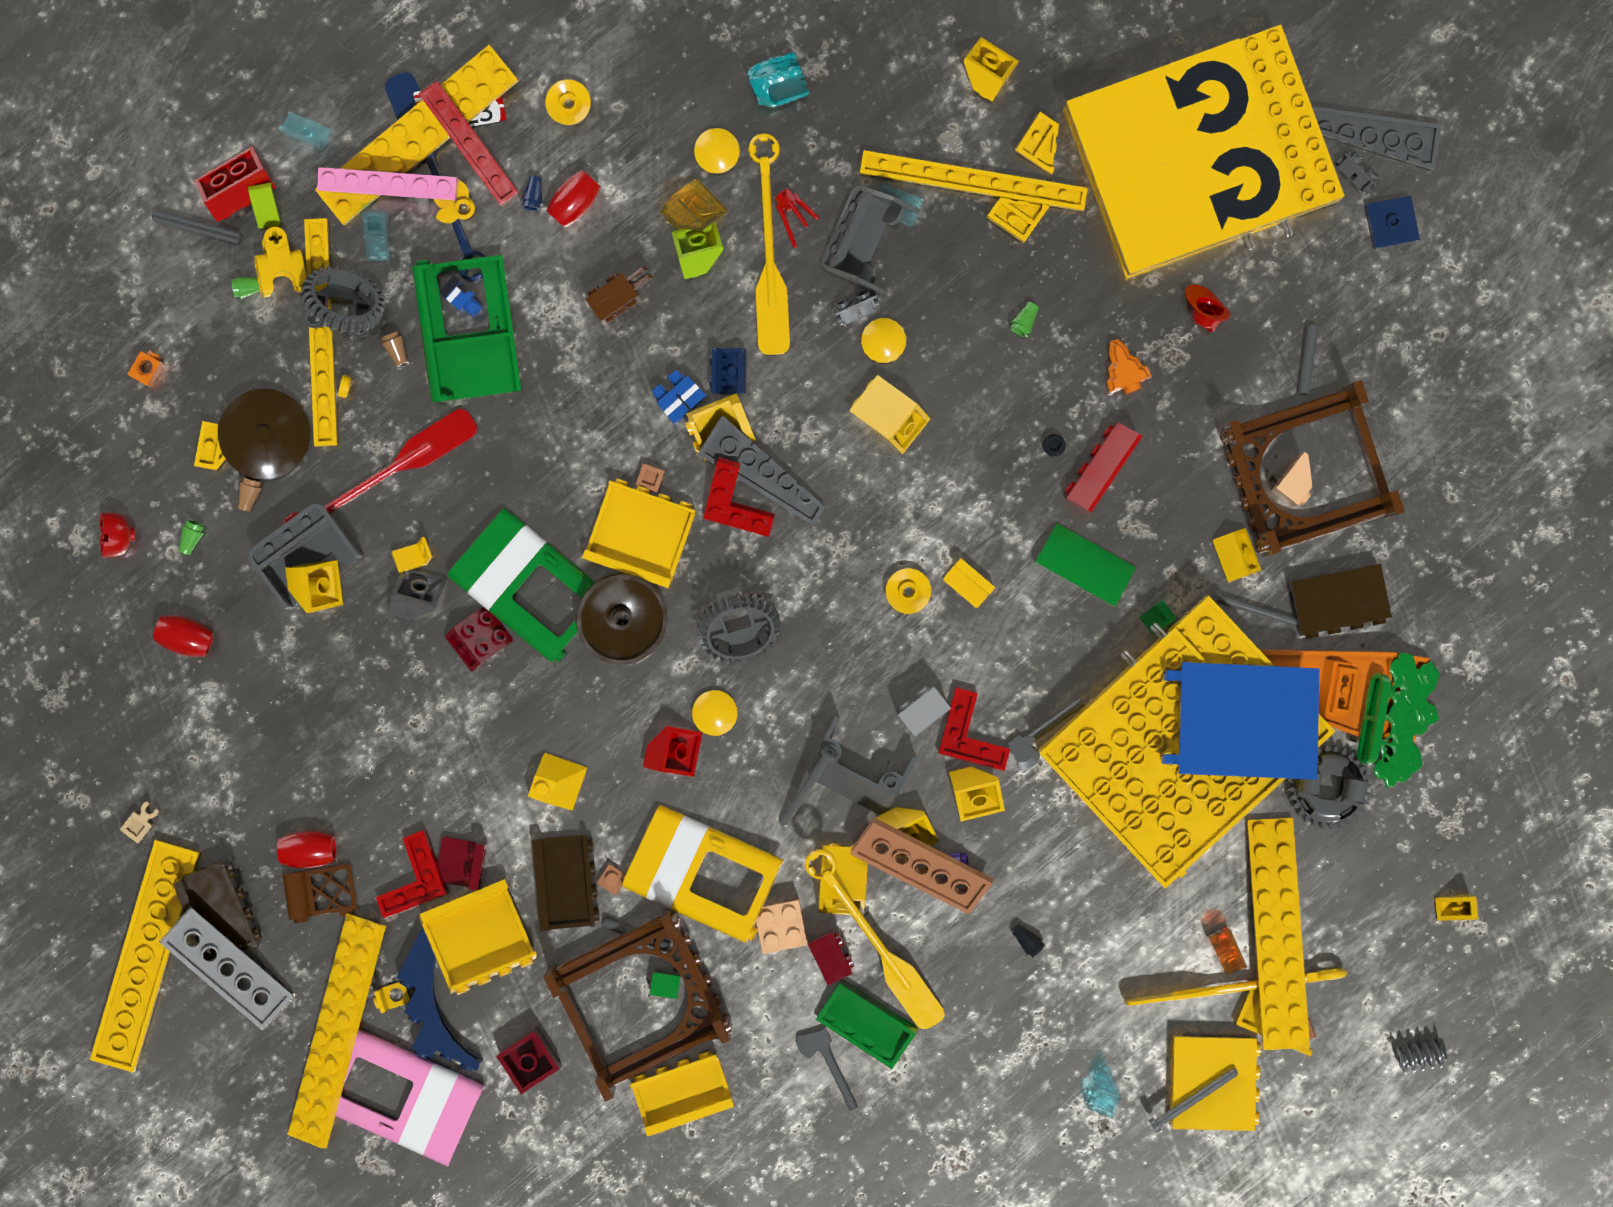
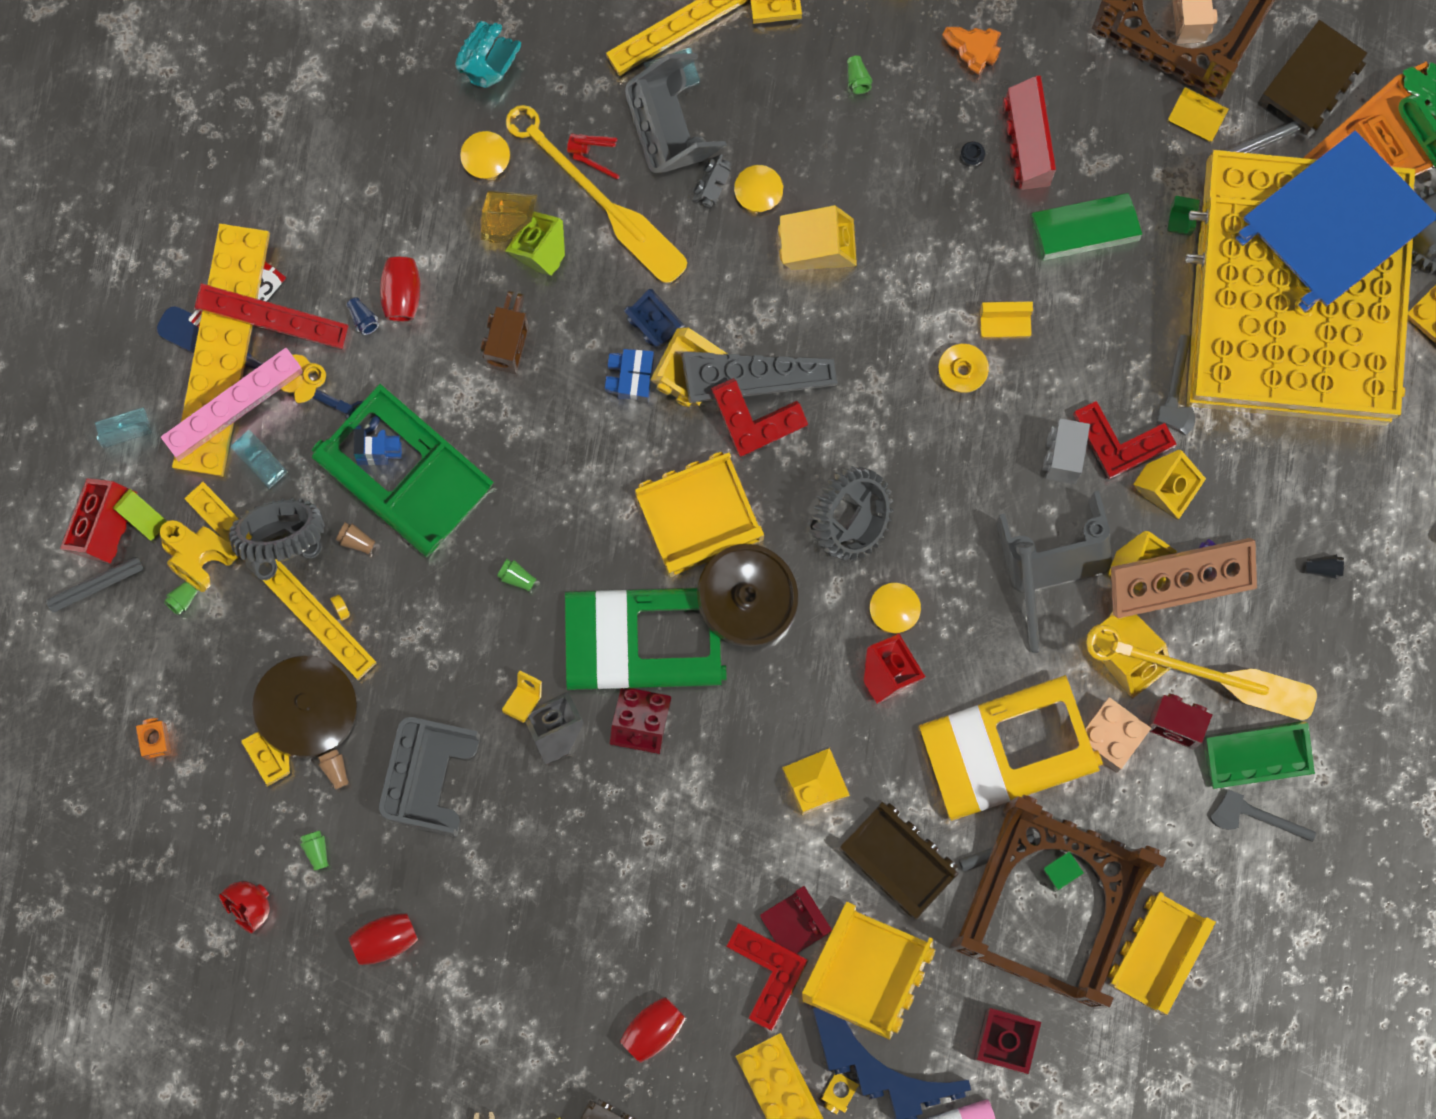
camera: 50 degrees left, 10 degrees down
(300, 893) = (681, 1074): reddish brown piece -> none
(315, 585) = (460, 794): yellow slope -> none
(417, 452) = (450, 609): red piece -> none
(480, 467) = (516, 575): none -> bright green cone
(564, 91) = (325, 207): yellow dish -> none
(612, 879) = (936, 823): nougat plate -> none
(650, 478) = (666, 460): nougat plate -> none

